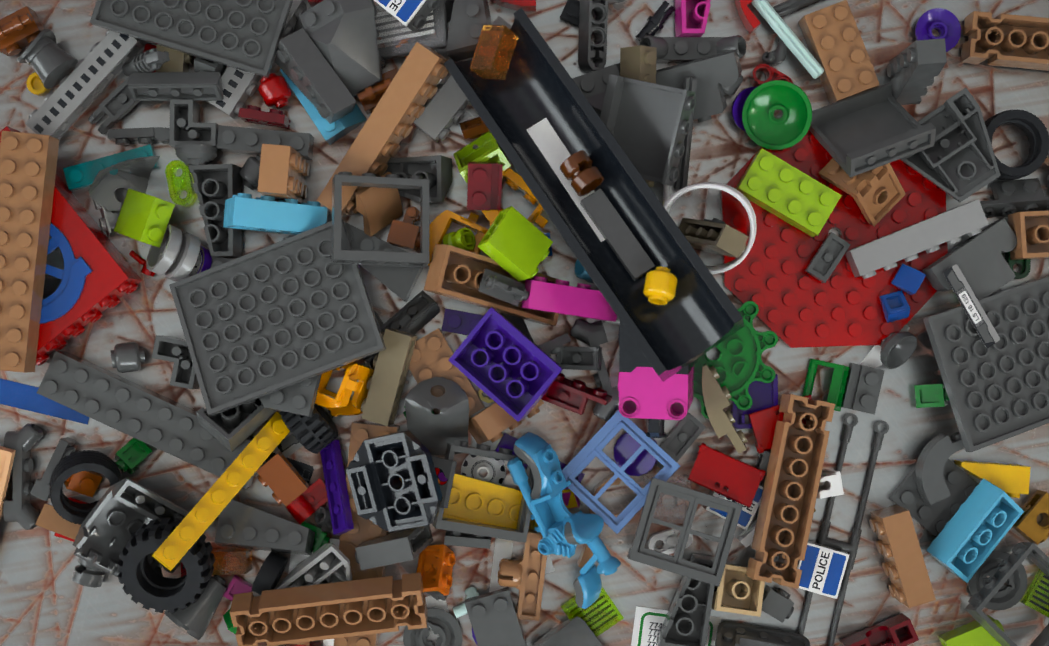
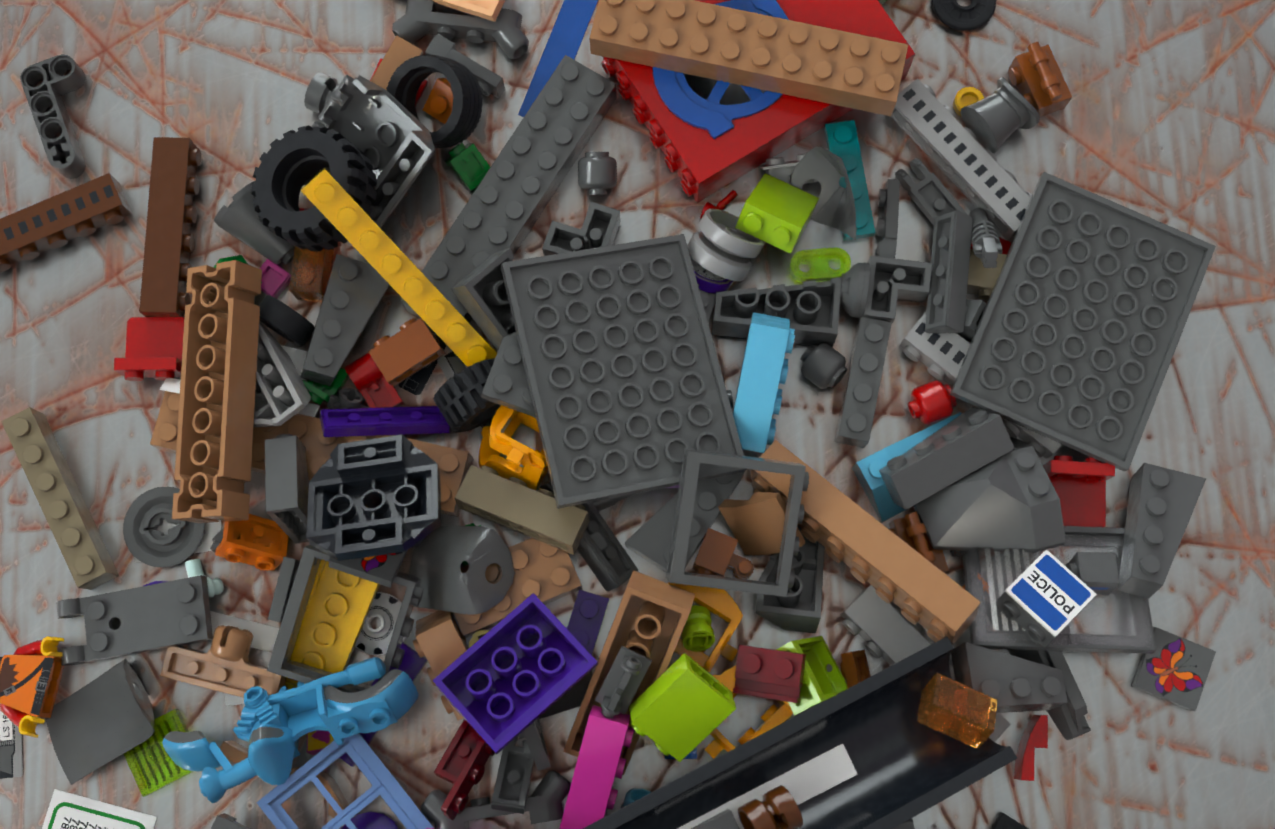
camera: 100 degrees right, 10 degrees down
(272, 118) = (894, 396): dark red plate -> none
(282, 173) = (816, 398): medium nougat brick -> none

